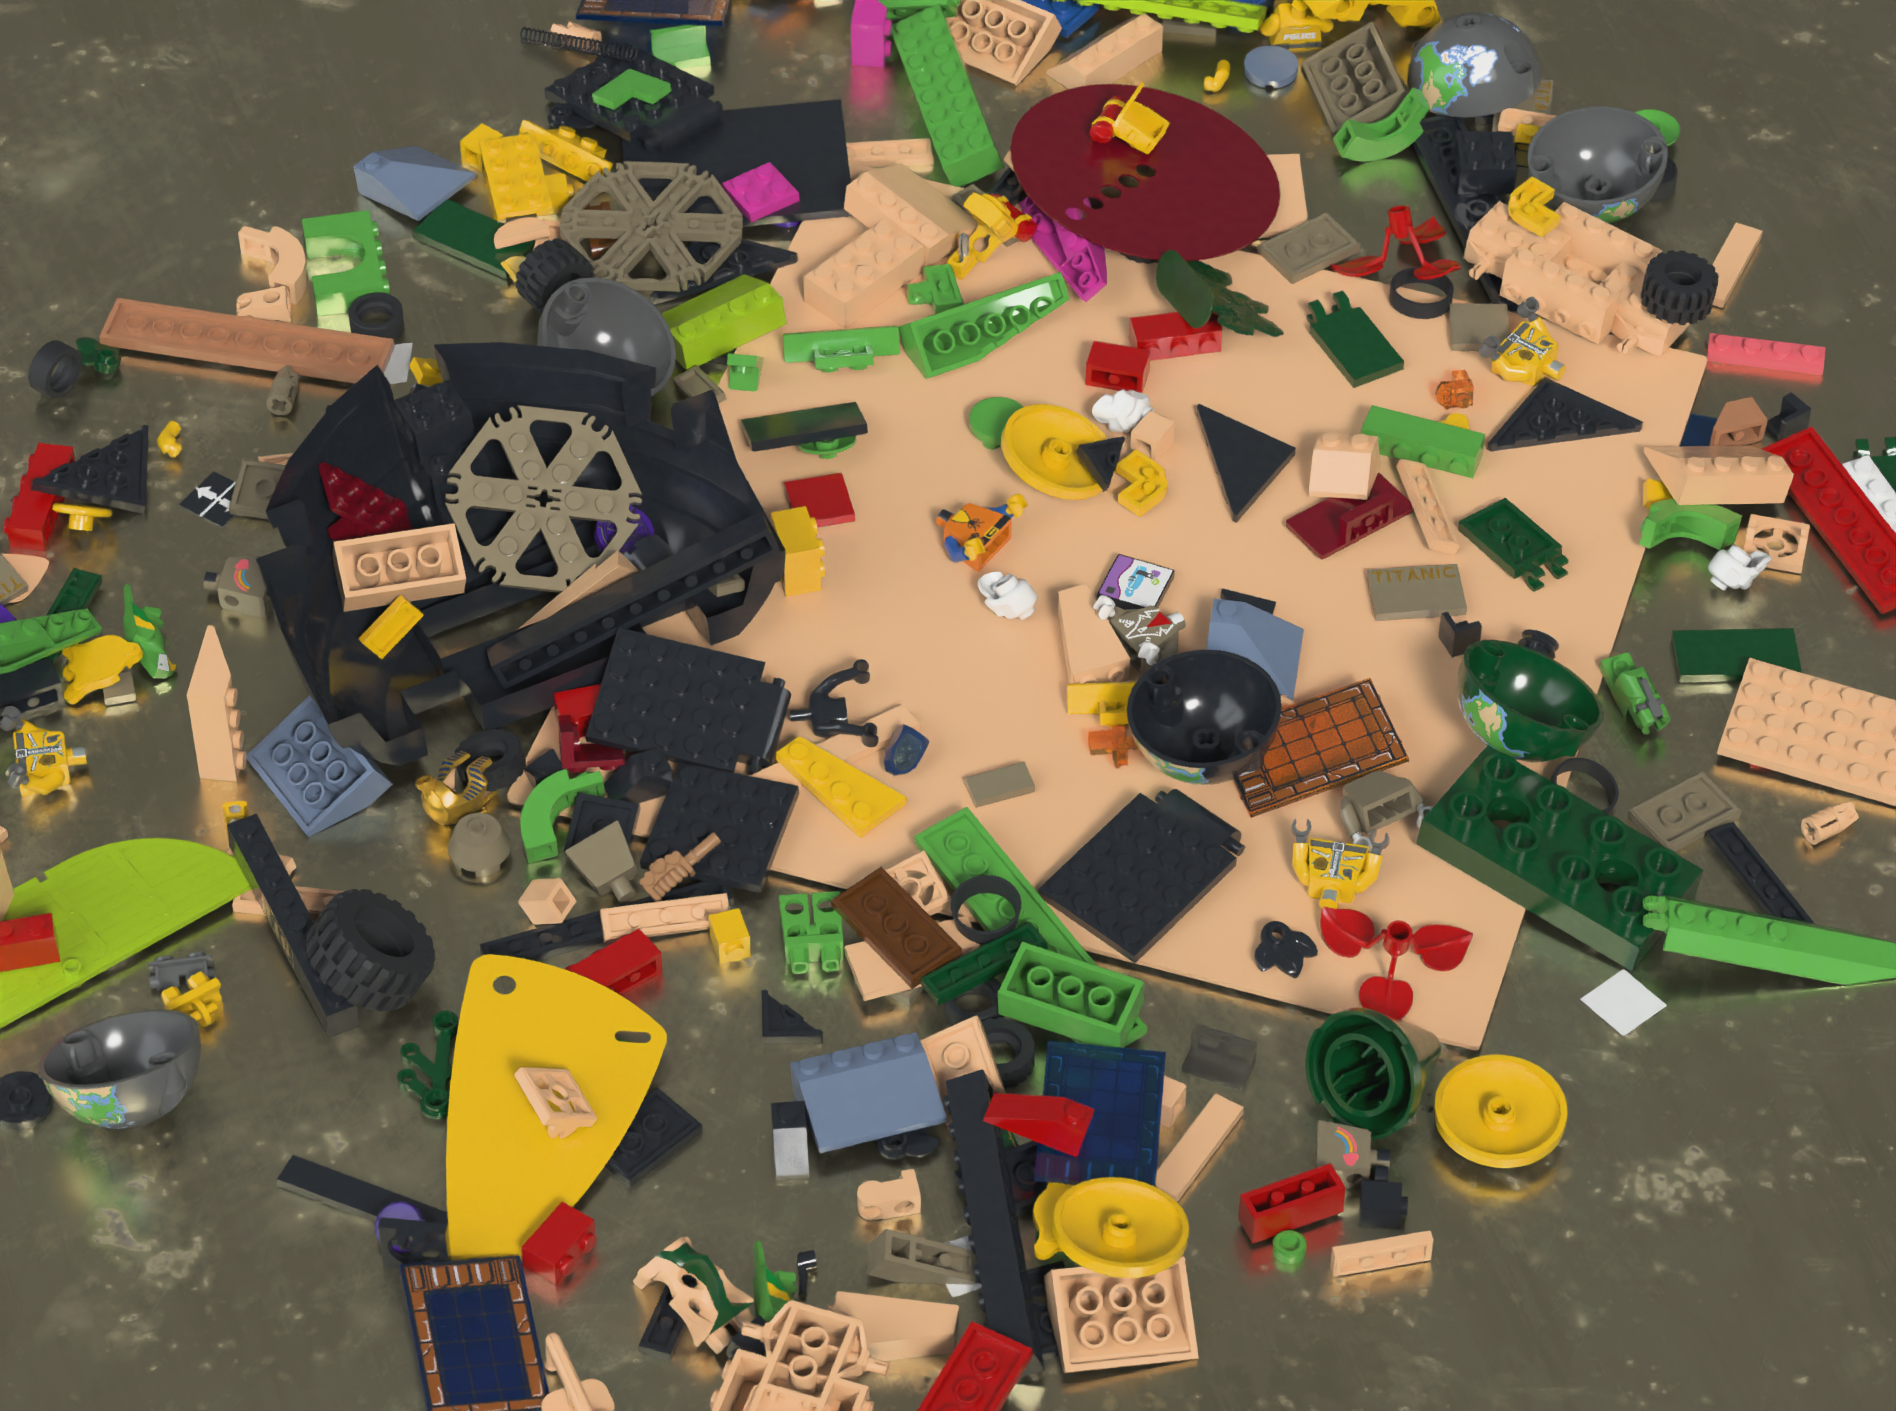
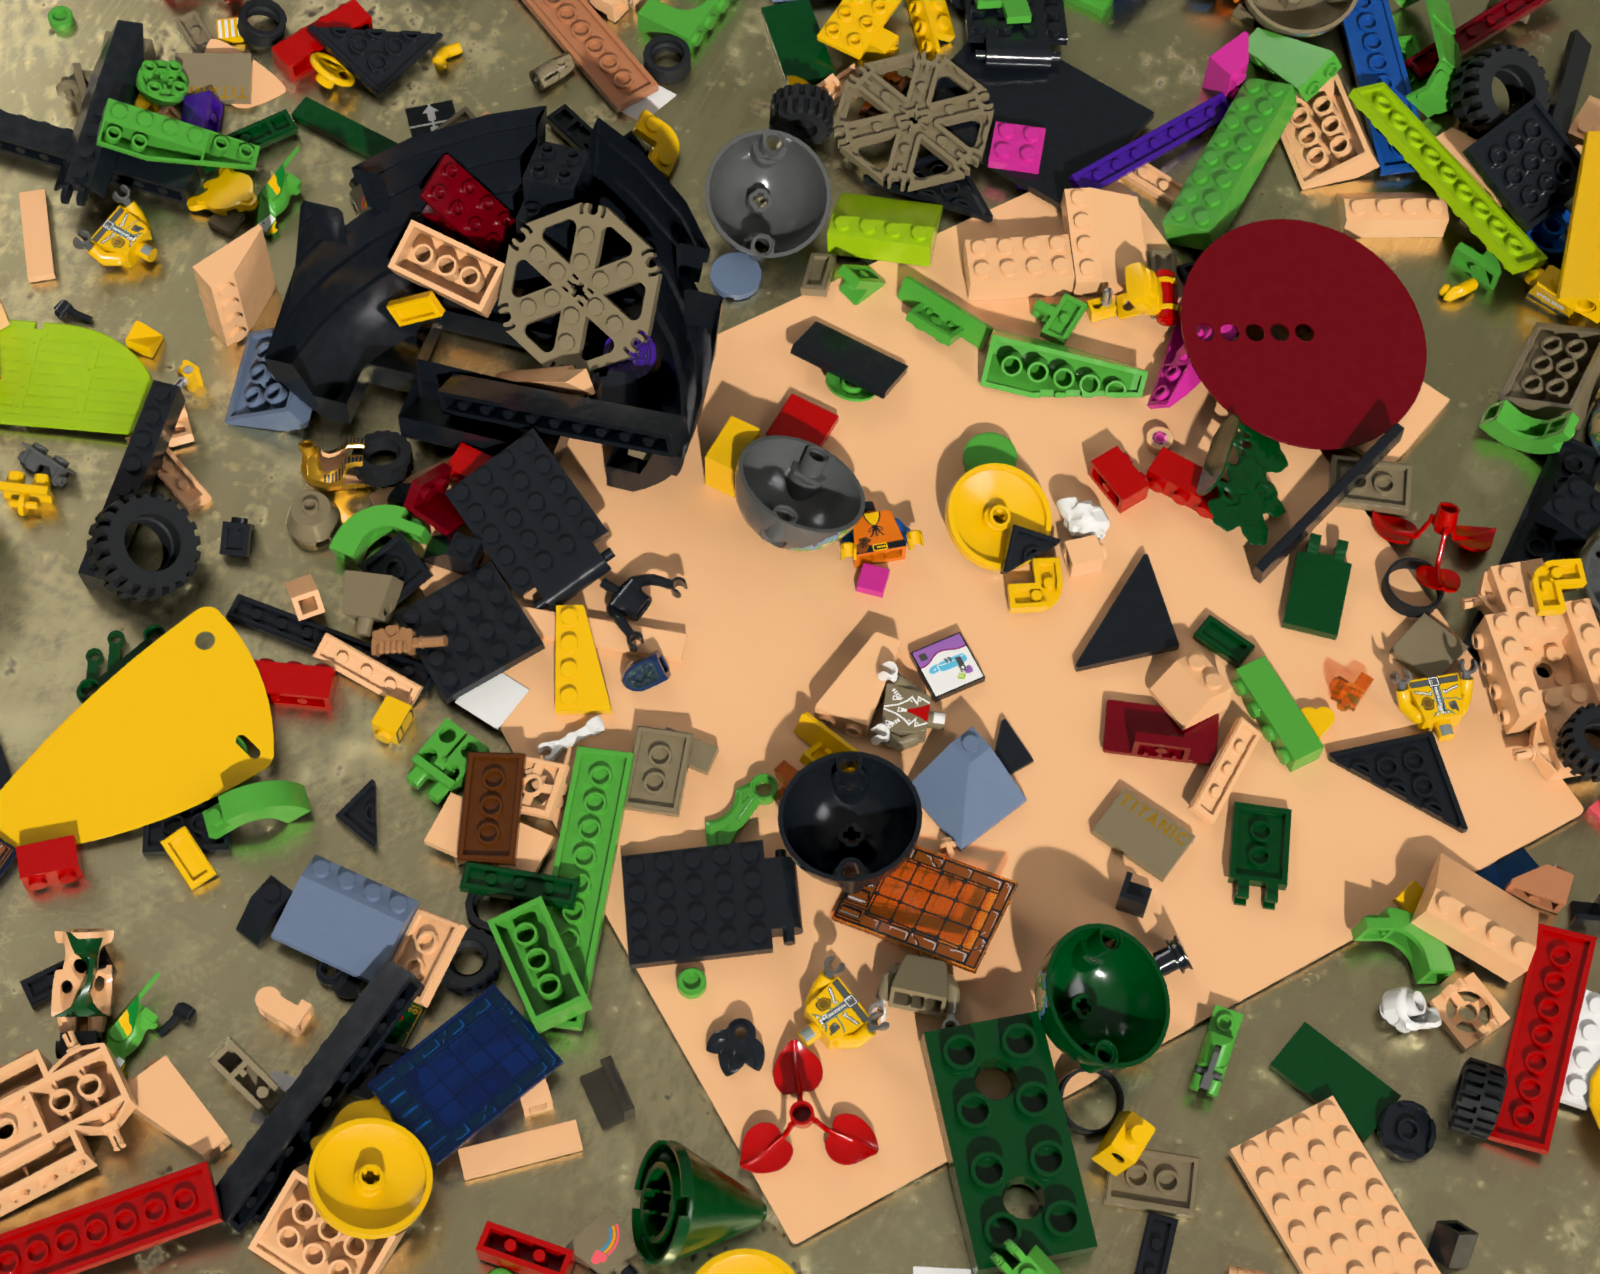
camera: 40 degrees right, 15 degrees up
(51, 848) = (64, 308): none -> black hand
(156, 823) = (143, 339): none -> yellow slope
(171, 549) = (341, 128): none -> dark green tile
(428, 904) = (236, 537): none -> black bracket
(520, 231) = (824, 60): light nougat tile -> none
(538, 1087) = (167, 746): light nougat piece -> none
(676, 1153) = (188, 858): none -> yellow tile
(689, 1069) = (256, 801): none -> bright green arch
(796, 863) = (493, 699): none -> white sticker
(869, 119) = (1152, 145): none -> dark purple plate
(905, 822) = (593, 727): none -> white piece
(910, 542) = (784, 506): none -> dark grey piece
(979, 885) = (548, 822): black tyre -> none
(998, 808) = (659, 771): none -> dark tan tile
(1007, 564) = (873, 580): none -> dark pink tile
(1008, 595) = (843, 604): white head -> none
(1044, 1119) = (406, 1046): red slope -> none
(1091, 787) = (746, 801): none -> bright green piece
(1114, 323) = (1158, 438): none -> tile
(1130, 122) = (1324, 286): yellow piece -> none
(1195, 935) = (691, 983): none -> bright green tile
(1214, 48) = (1481, 267): none -> bright green slope
(1270, 66) = (1508, 309): sand blue tile -> none
(1297, 274) = (1328, 502): none -> black tile
(1310, 424) = (1223, 642): none -> dark green tile
(1644, 789) = (1127, 1139): none -> yellow torso
(1822, 647) = (1406, 1130): none -> black tile
(1851, 581) = (1477, 1098): none -> black tyre

